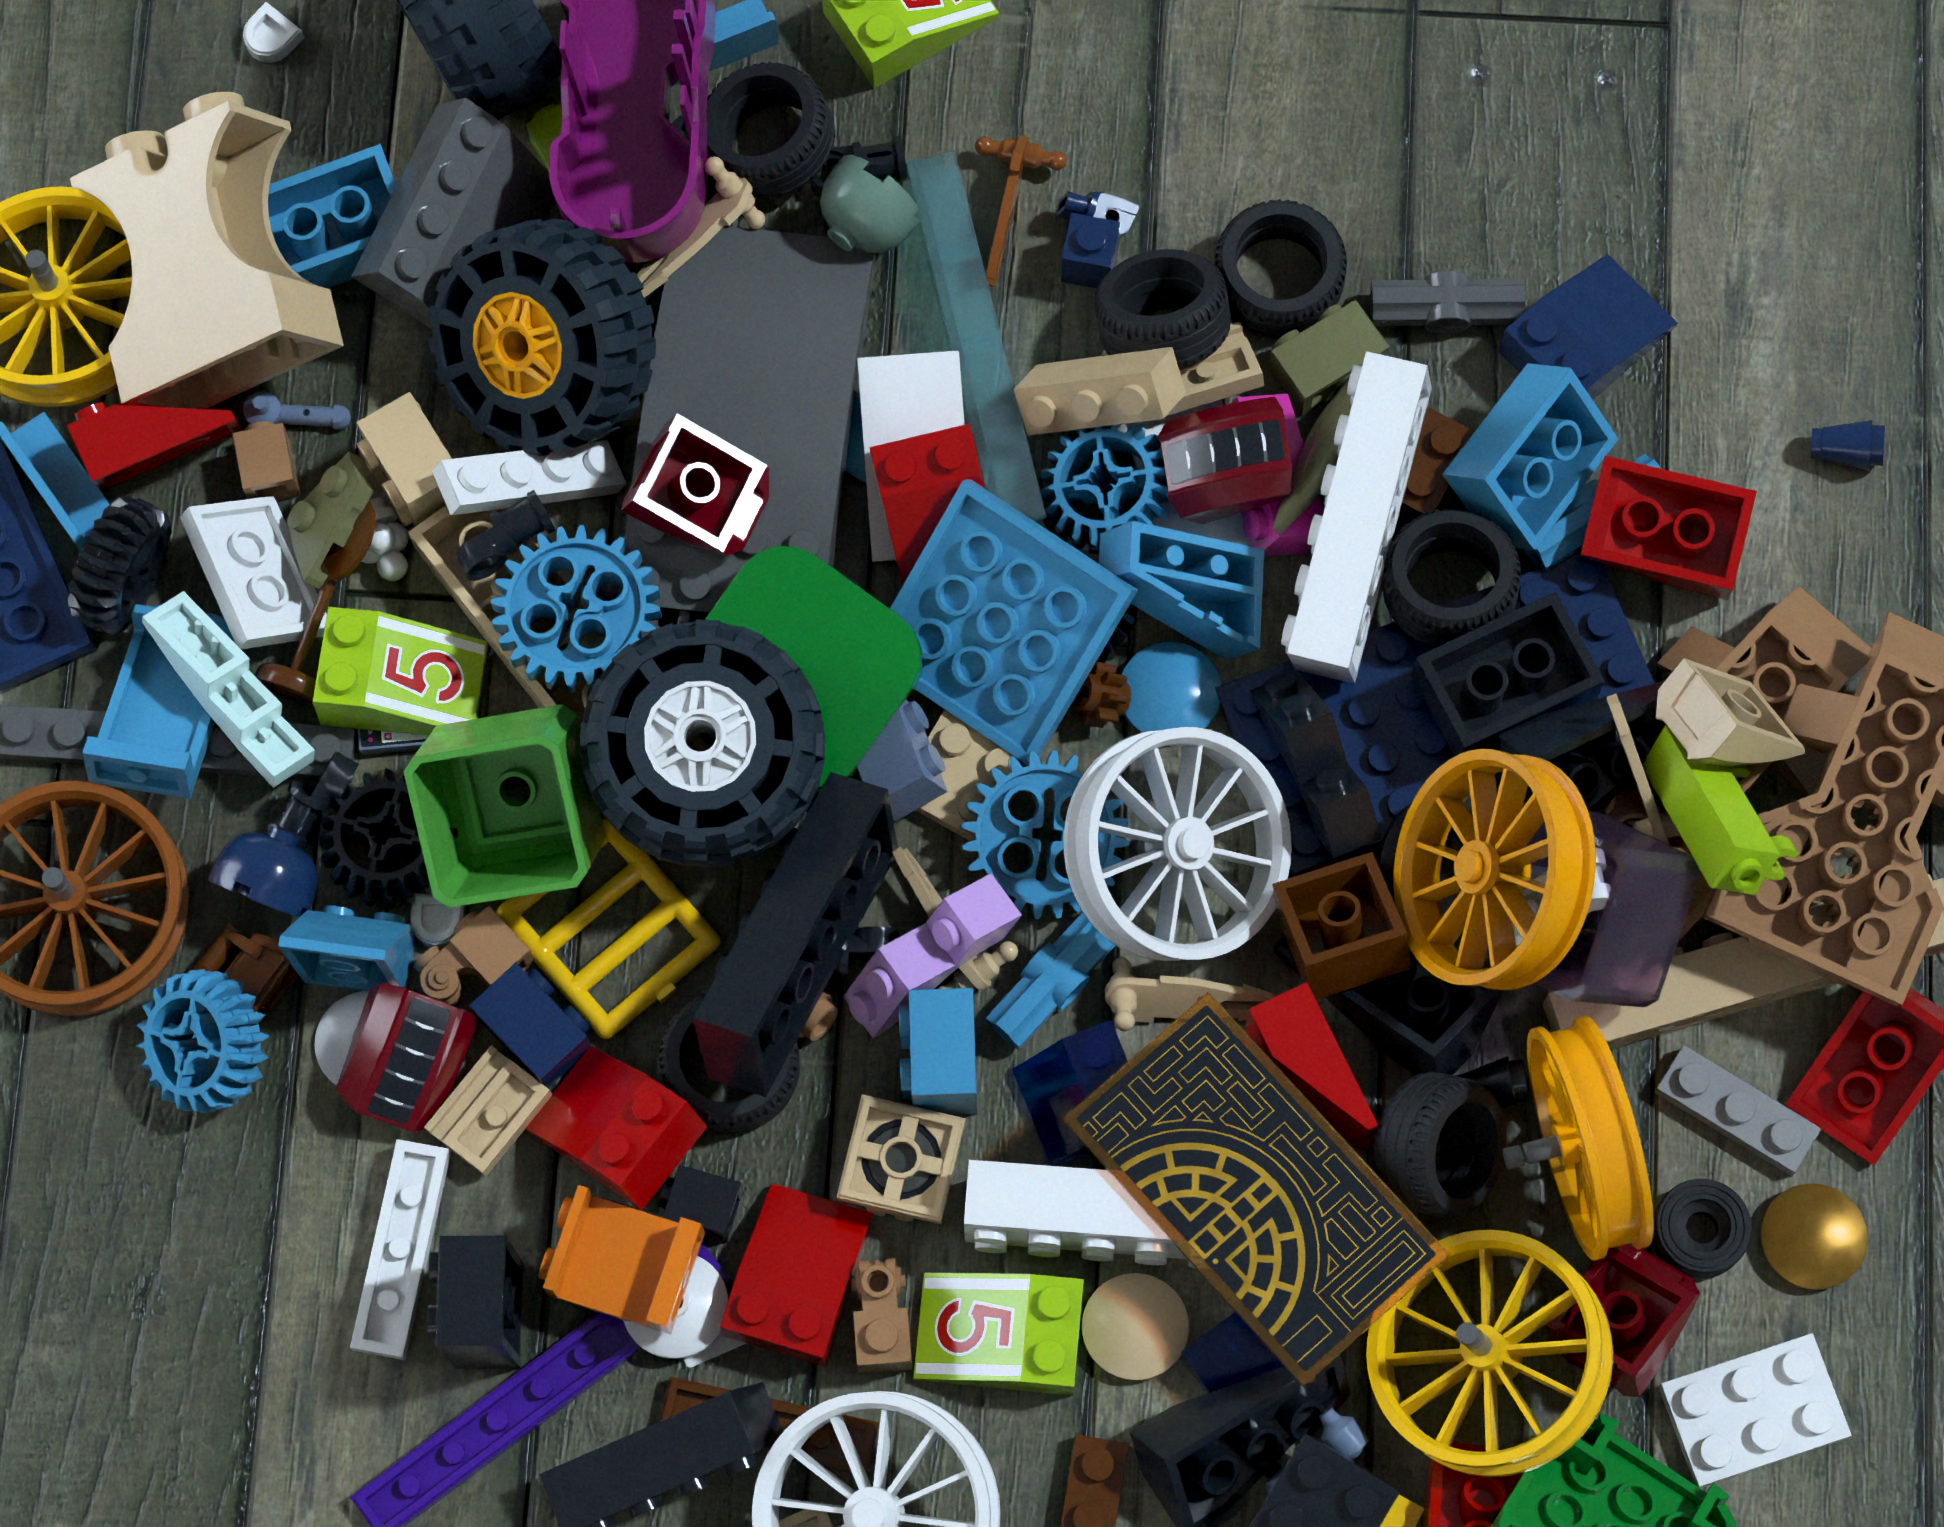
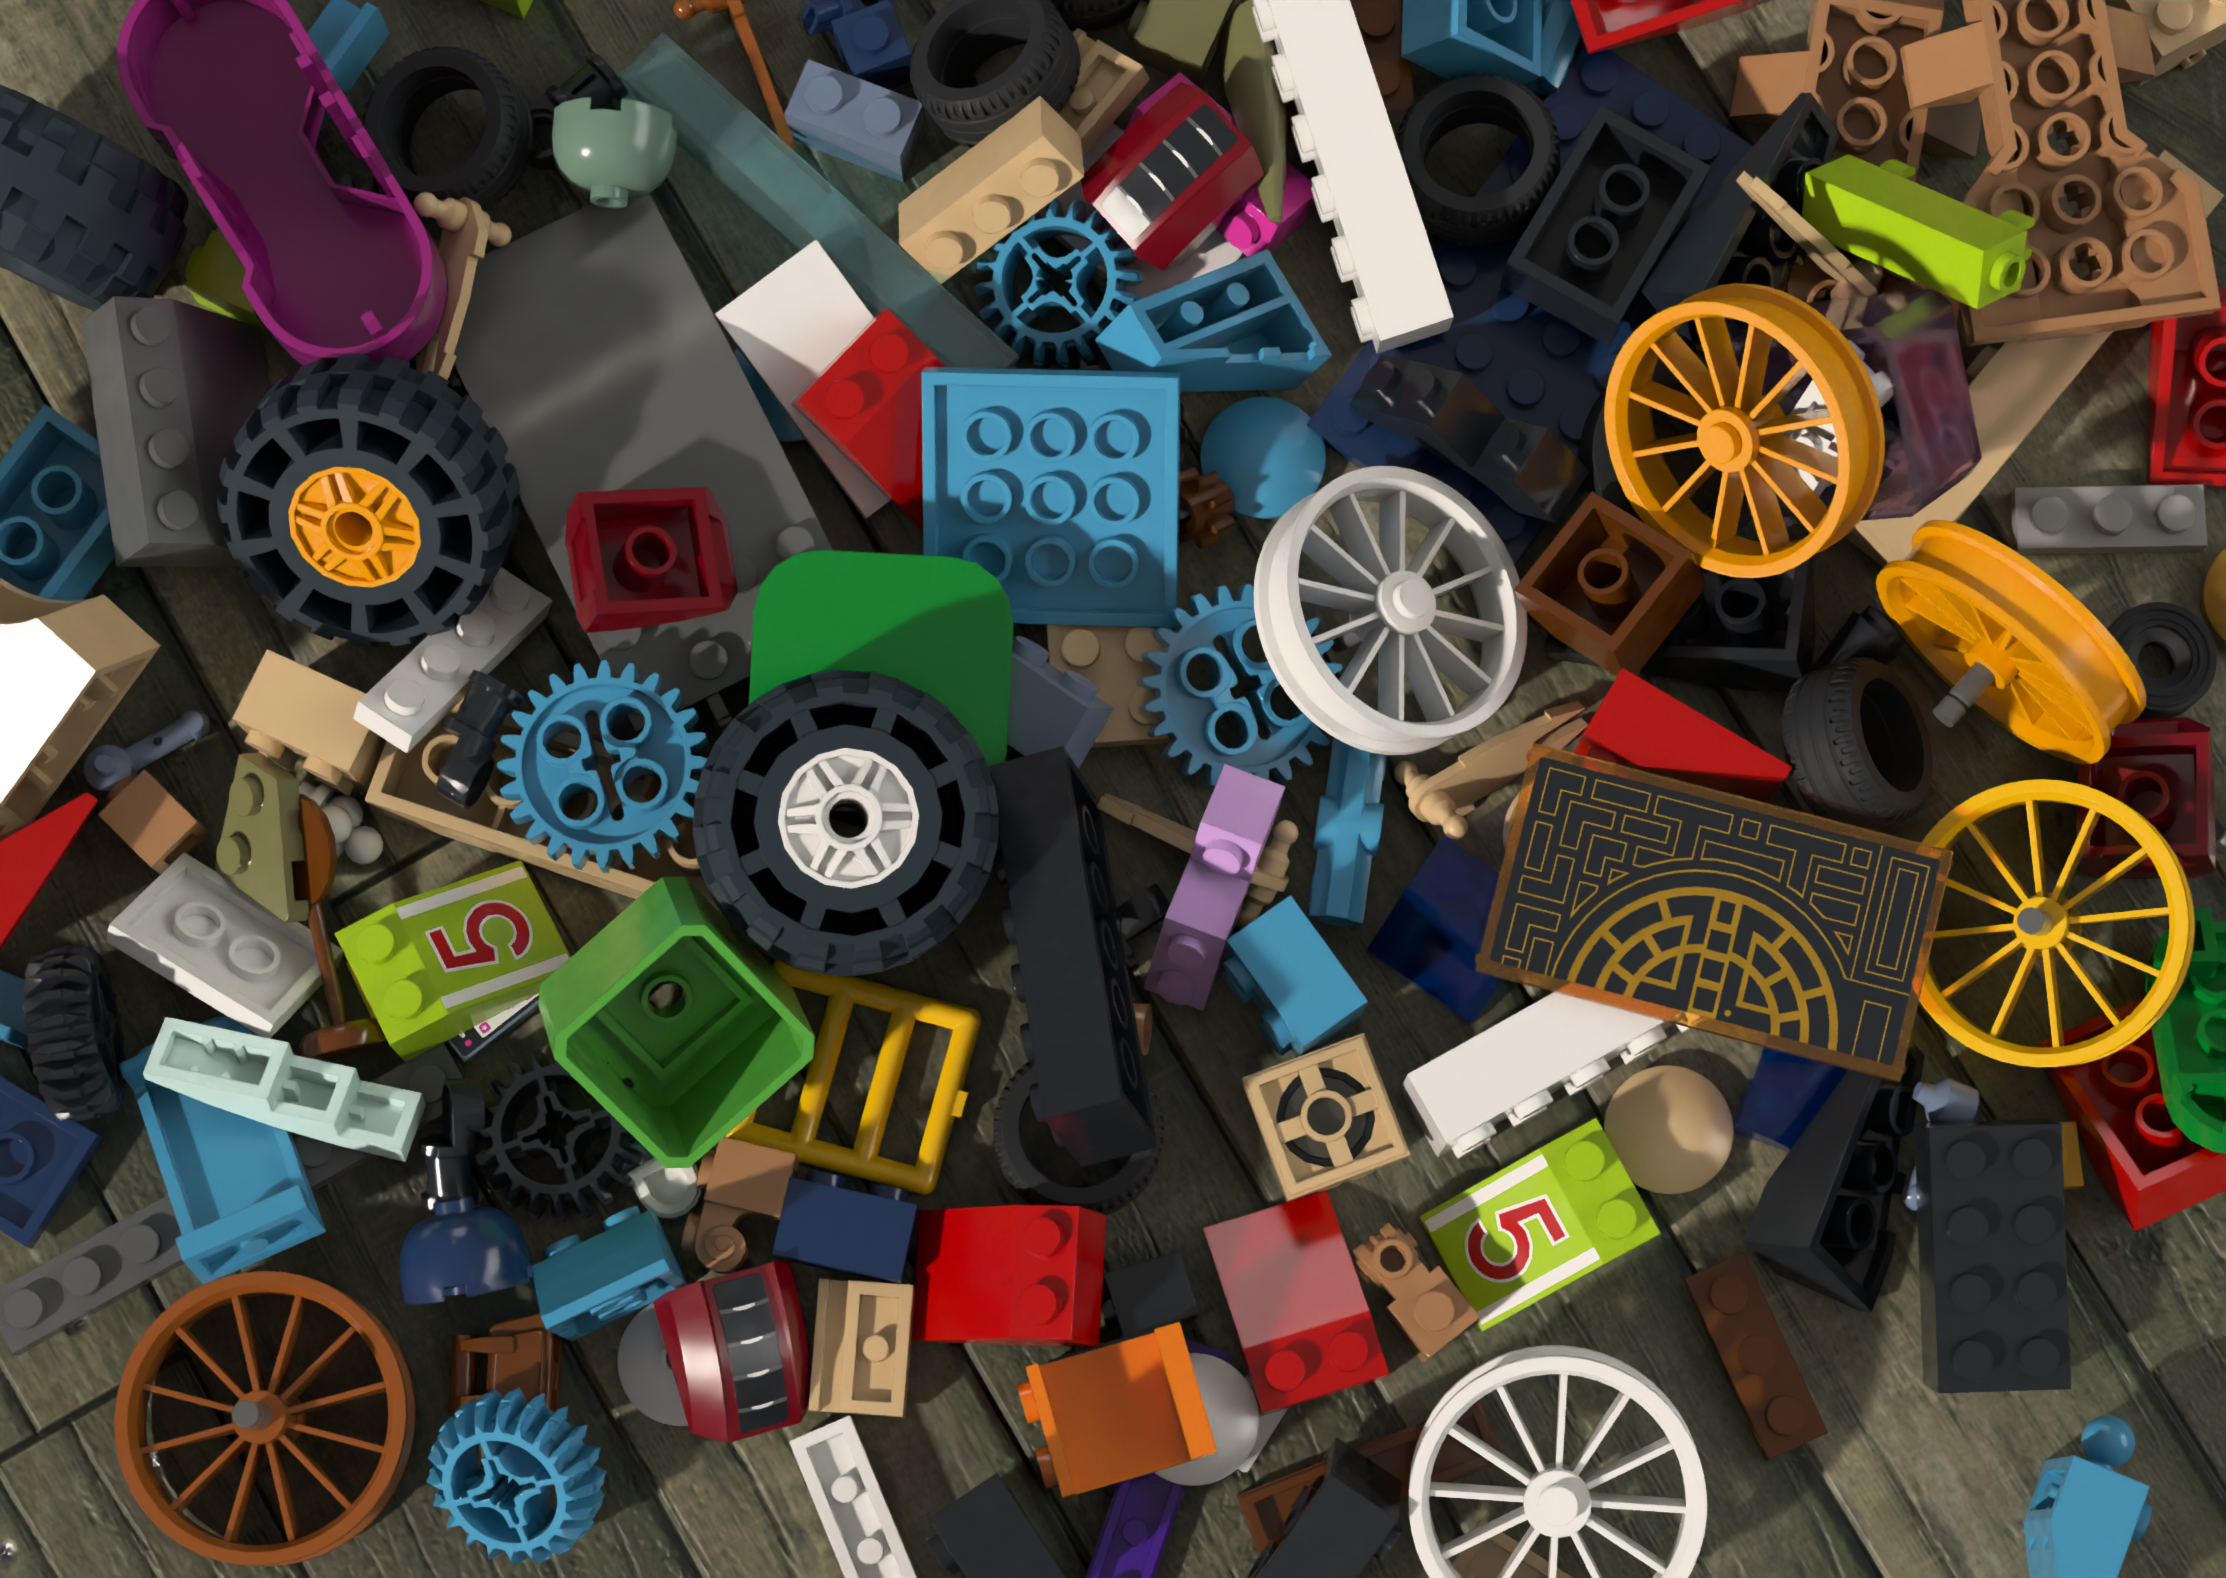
camera: 35 degrees left, 5 degrees up
(1046, 291) = (856, 120): none -> sand blue brick
(1722, 718) = (1860, 129): tan slope -> none

